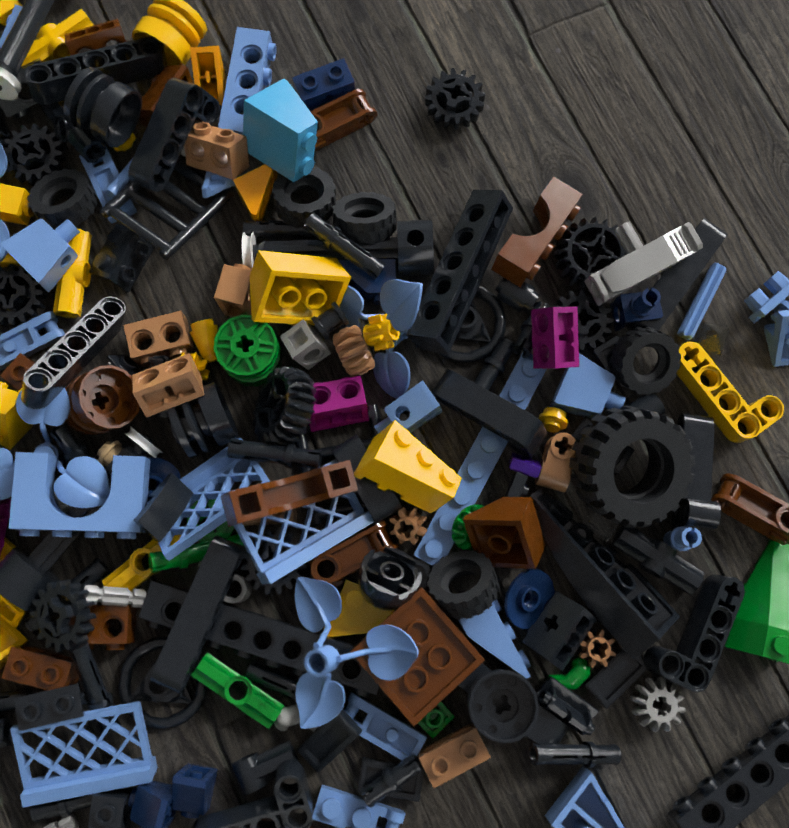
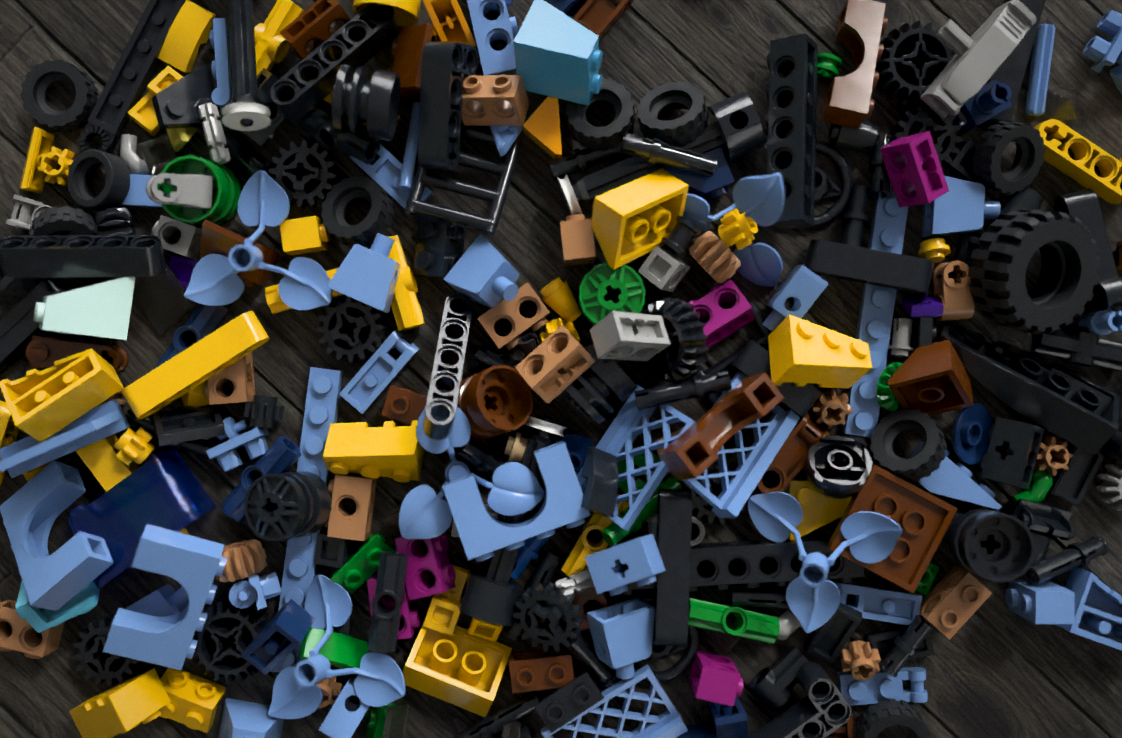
camera: 15 degrees left, 10 degrees up
(82, 552) = (527, 553): none -> blue pin
(126, 661) = (623, 634): none -> medium blue torso
(146, 289) = (484, 274): none -> medium blue torso
(152, 591) = (642, 560): none -> medium blue brick
(197, 739) = (715, 678): none -> magenta brick
(242, 384) = (629, 336): none -> light grey brick
(344, 778) = (860, 660): none -> medium nougat gear
(496, 485) = (901, 338): none -> light grey pin
(516, 226) = (828, 65): none -> green bush
(535, 785) = (1041, 603): none -> medium blue brick

